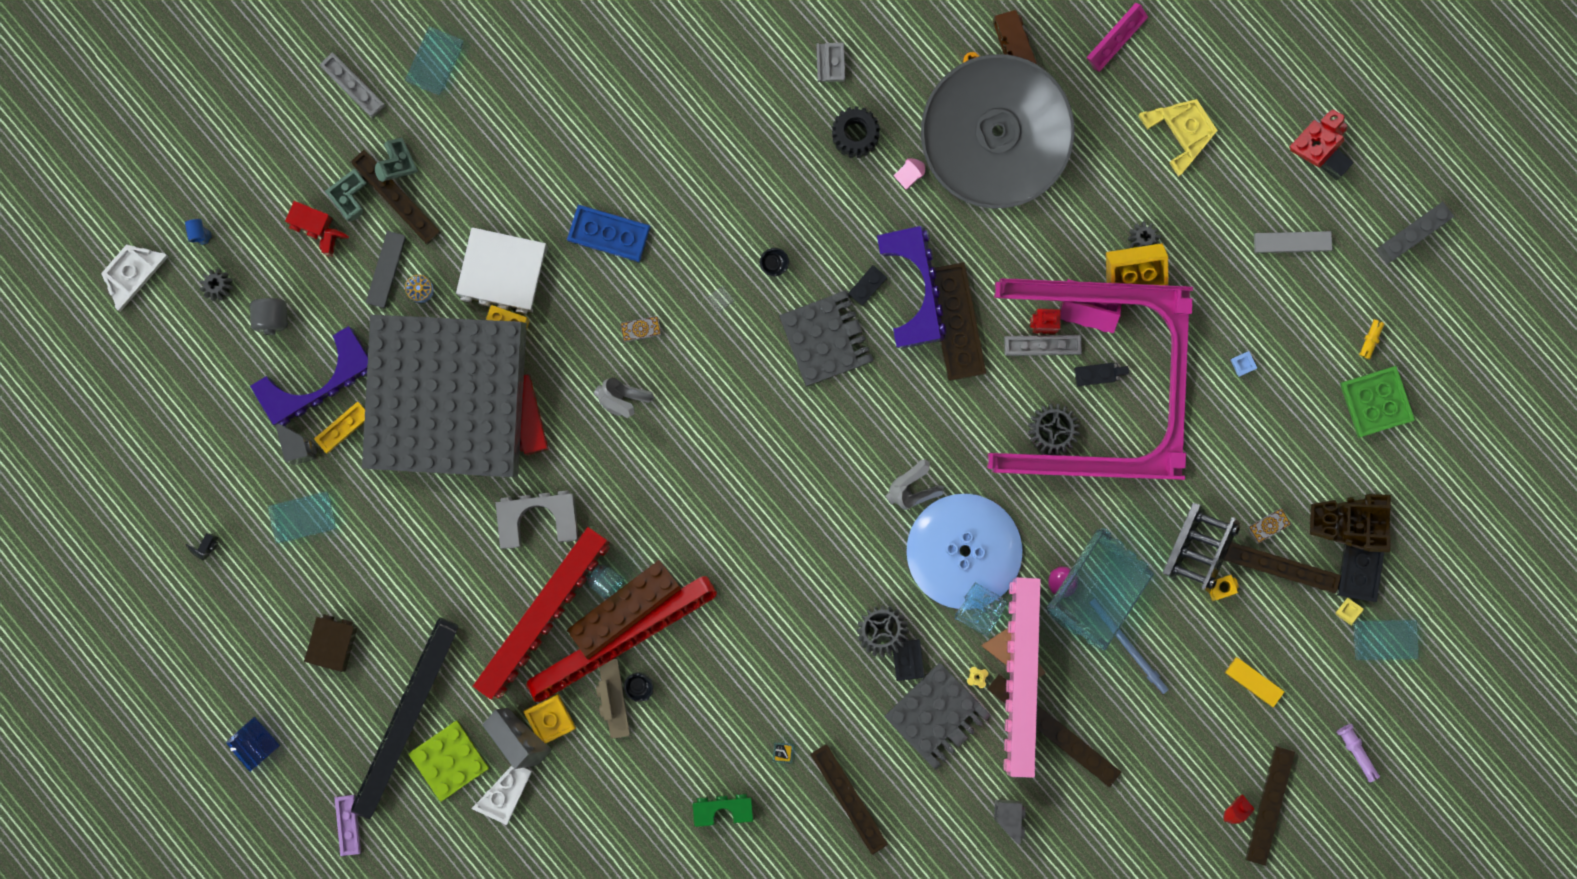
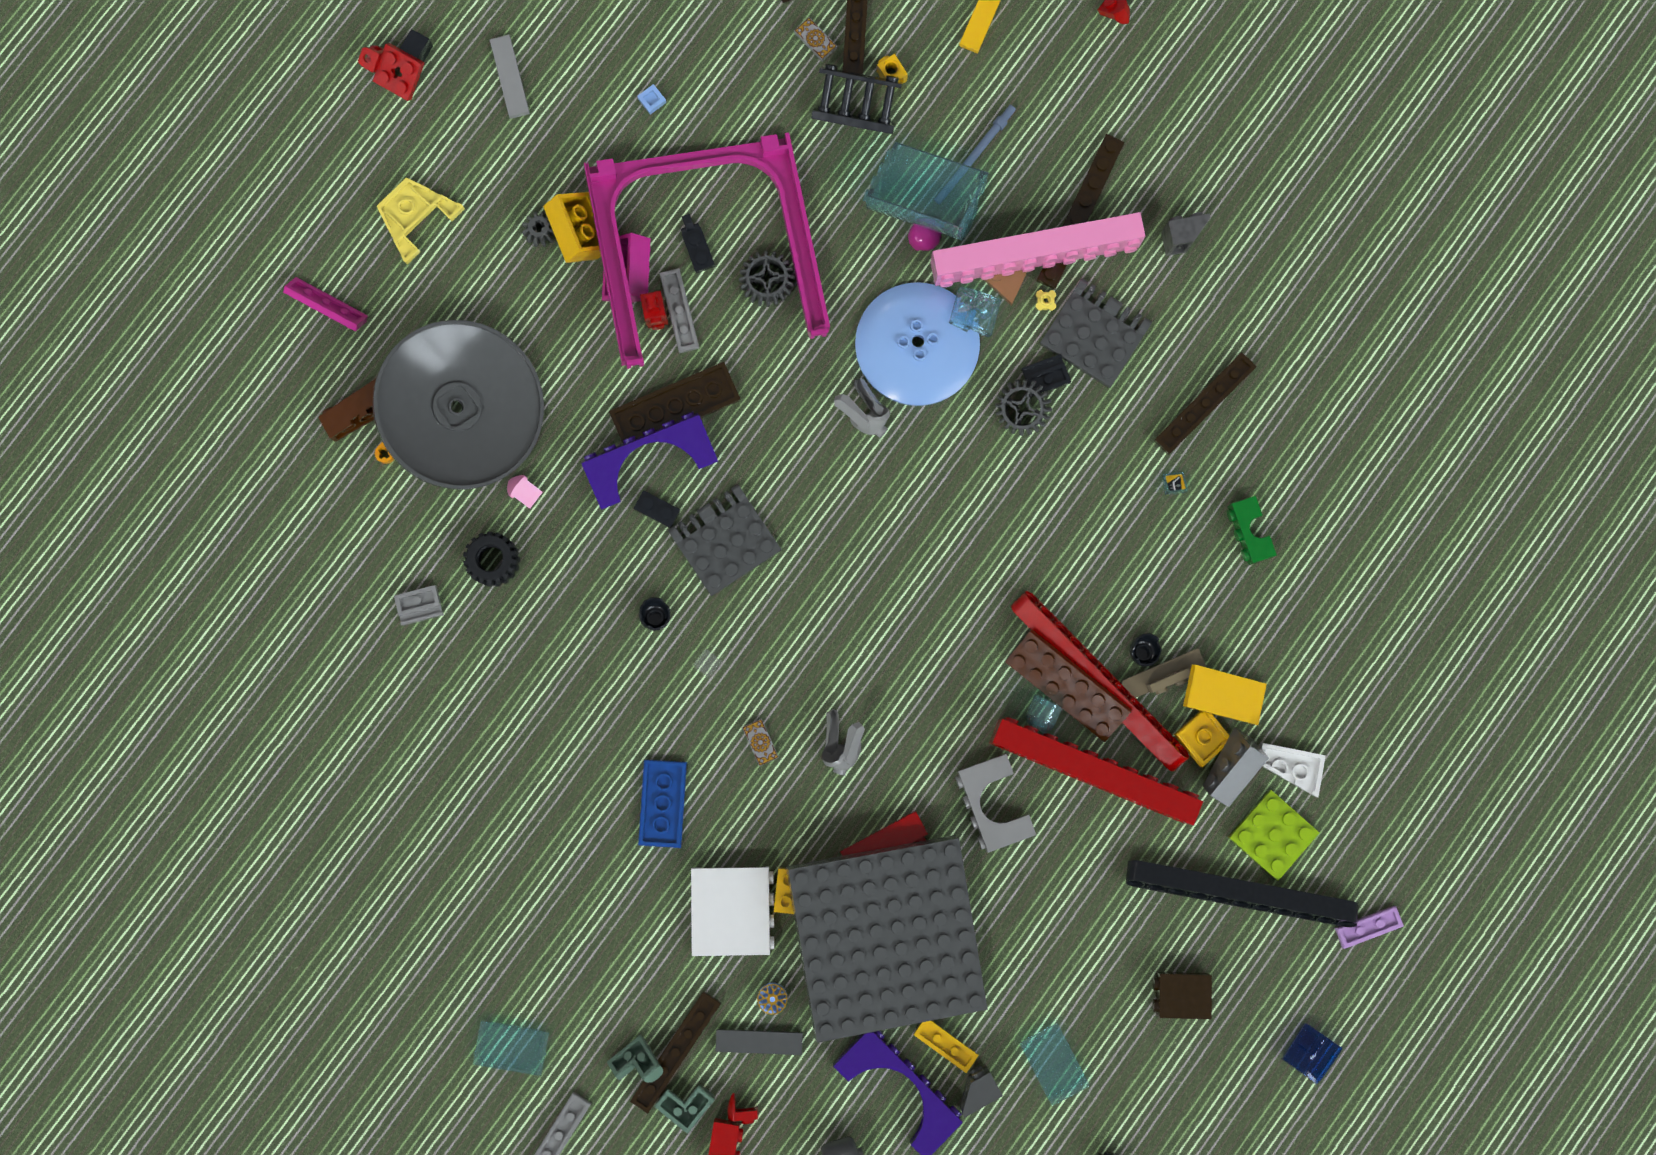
camera: 110 degrees left, 0 degrees up
(581, 747) = (1224, 694): none -> yellow tile

